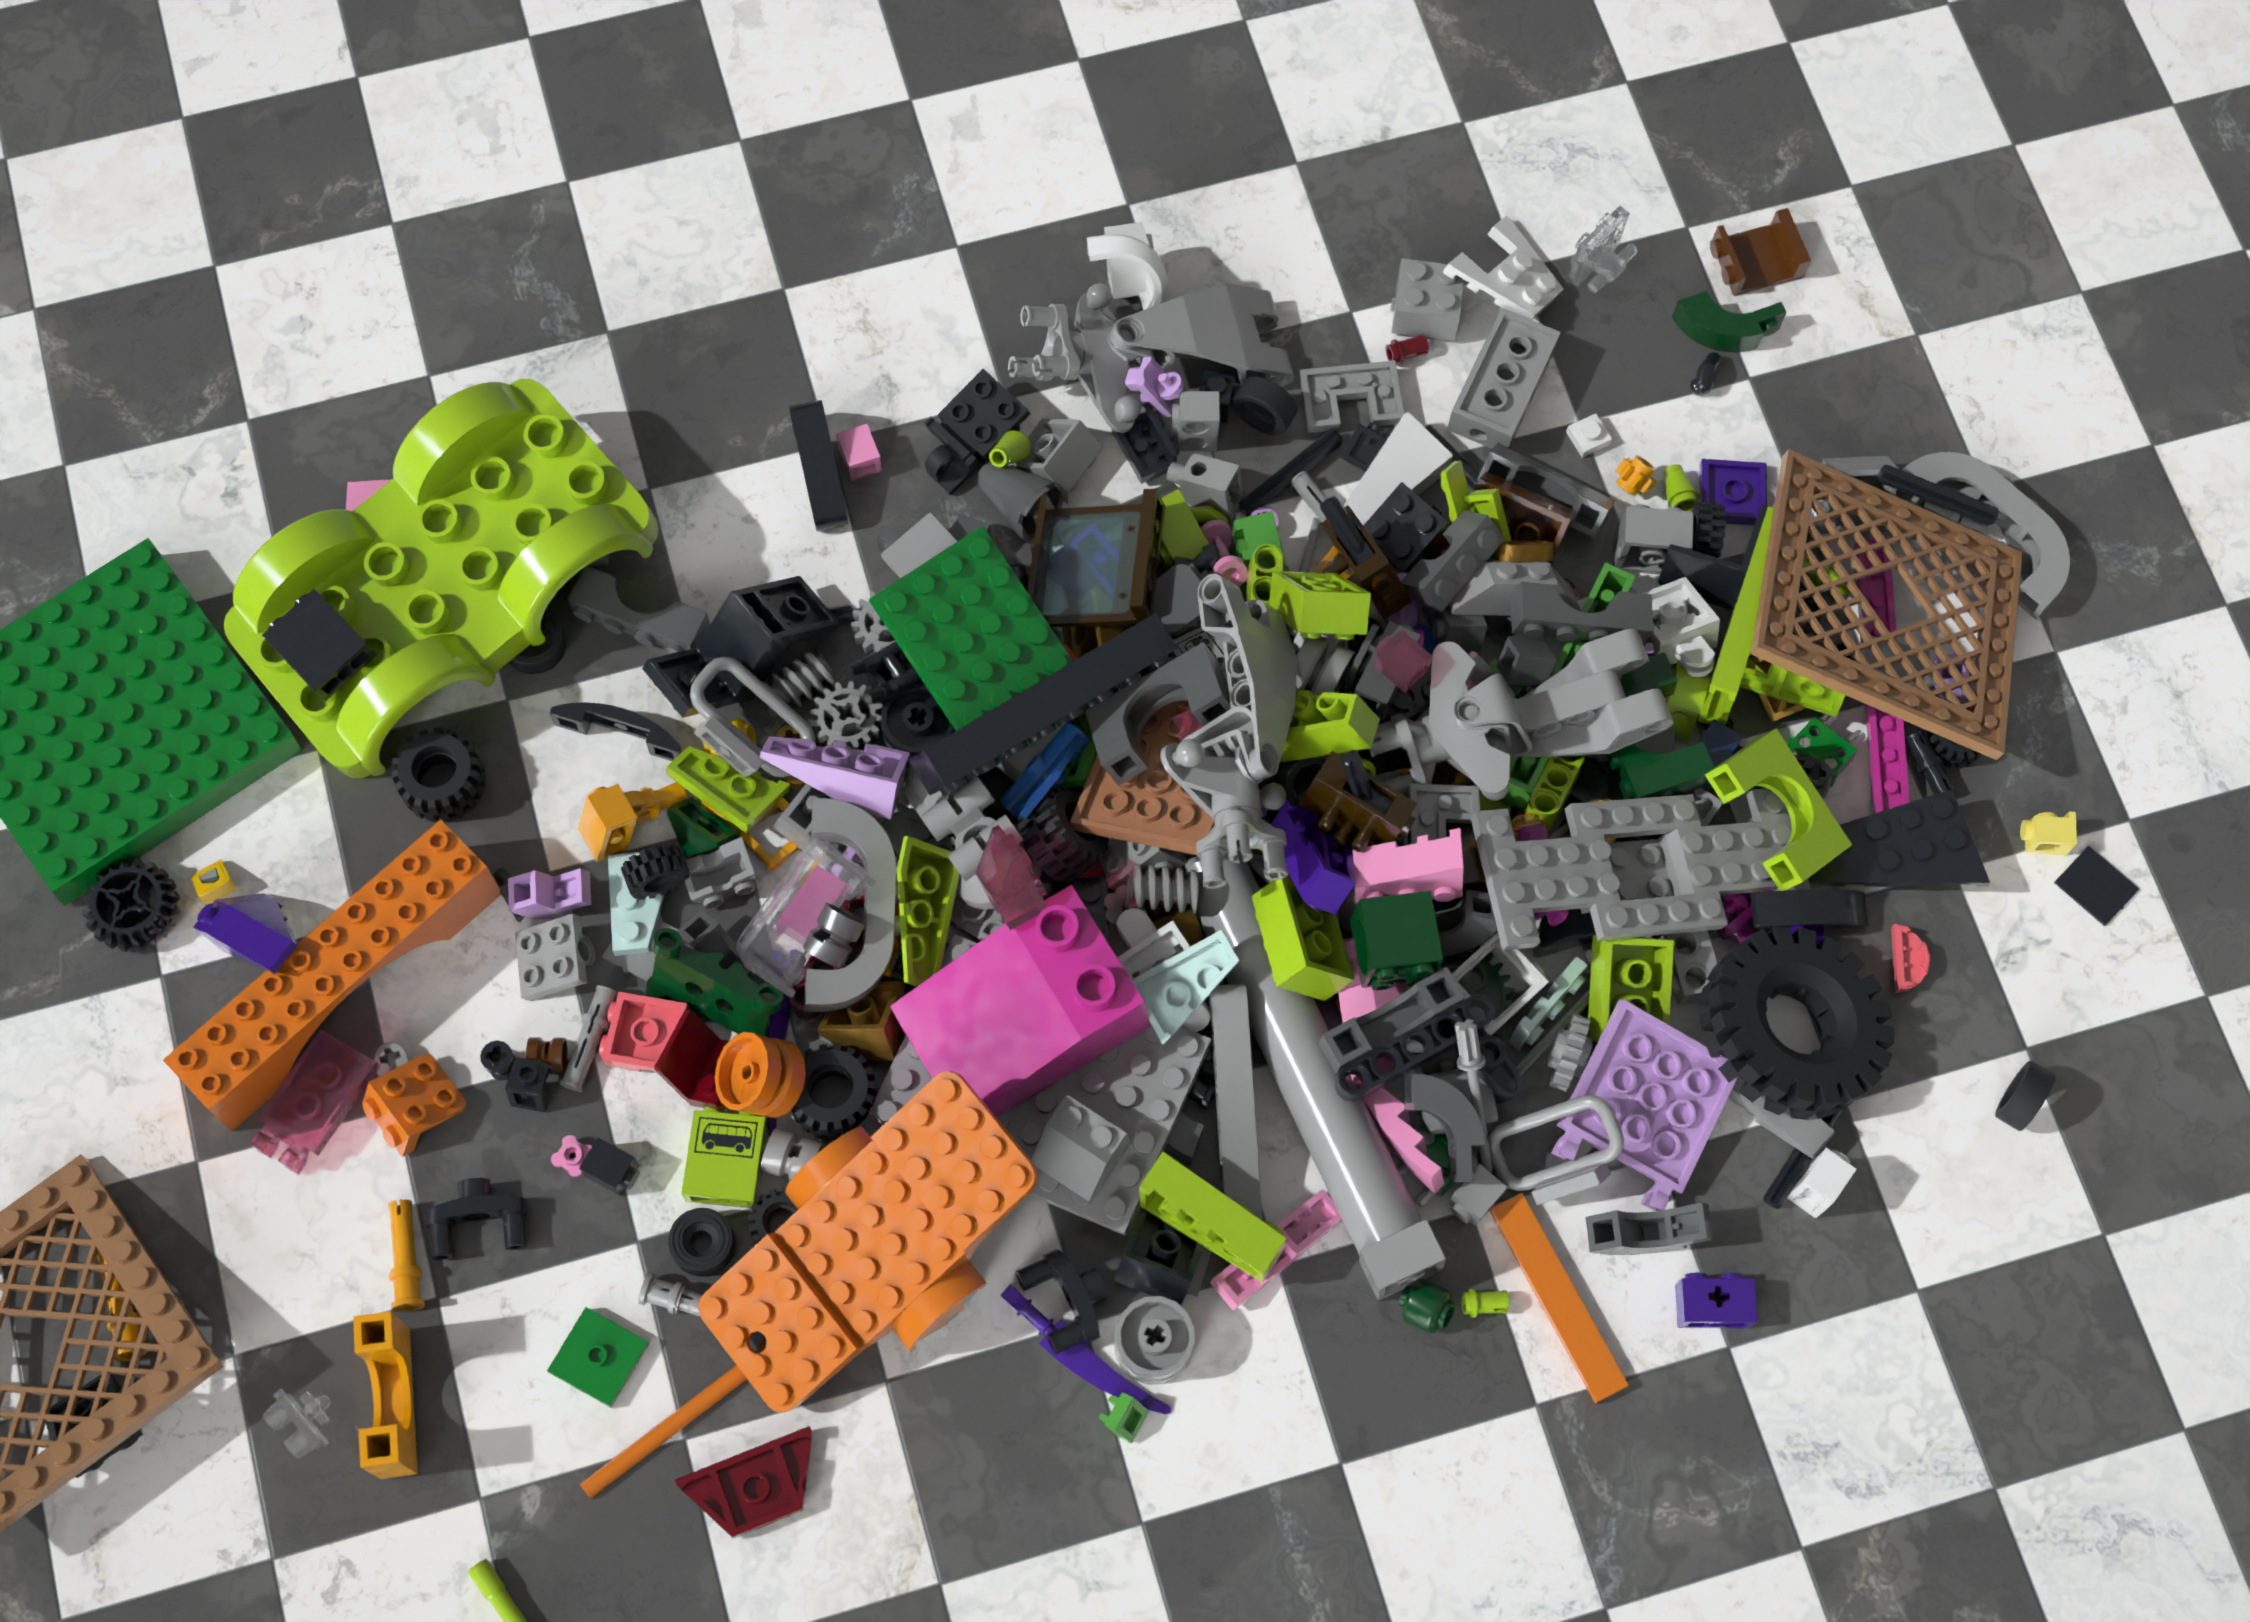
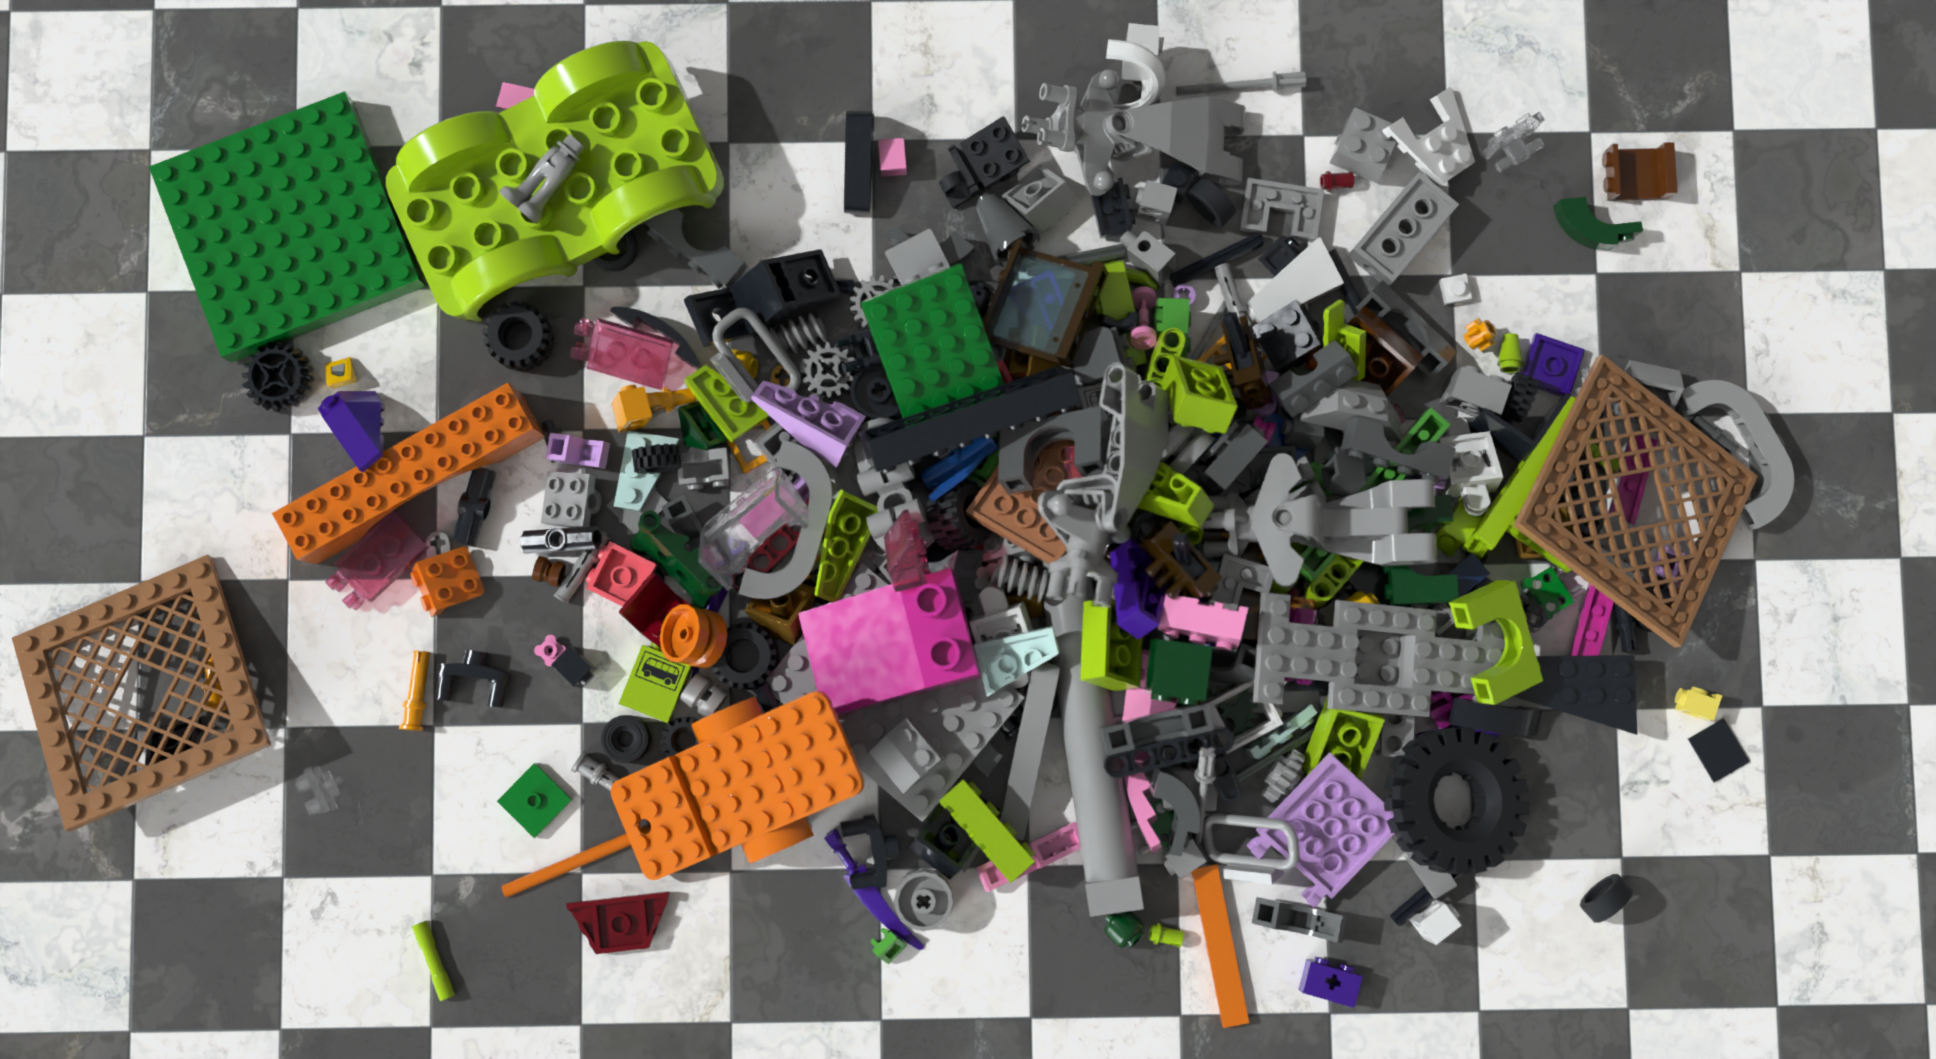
camera: 15 degrees right, 15 degrees up
(319, 644) = (448, 220): black brick -> none
(389, 1445) = (378, 826): light orange arch -> none
(428, 999) = (474, 506): none -> black piece
(439, 546) = (555, 167): none -> light grey piece
(492, 1053) = (509, 572): black bush -> none
(527, 1084) = (529, 590): black bracket -> none
(571, 1002) = (573, 539): none -> piece
(579, 758) = (623, 352): none -> clear pink tile
(834, 935) = (771, 548): flat silver wheel -> none
(1010, 449) = (1006, 188): lime cone -> none
(1155, 385) = (1130, 168): lavender hips -> none
(1300, 257) = (1278, 81): none -> light grey piece
(1402, 660) = (1246, 461): clear pink brick -> none
(1525, 551) = (1372, 383): pearl gold beam -> none
(1706, 374) = (1563, 263): black arm -> none
(1910, 958) = (1558, 769): coral plate -> none
(1937, 495) = (1707, 416): black axle -> none

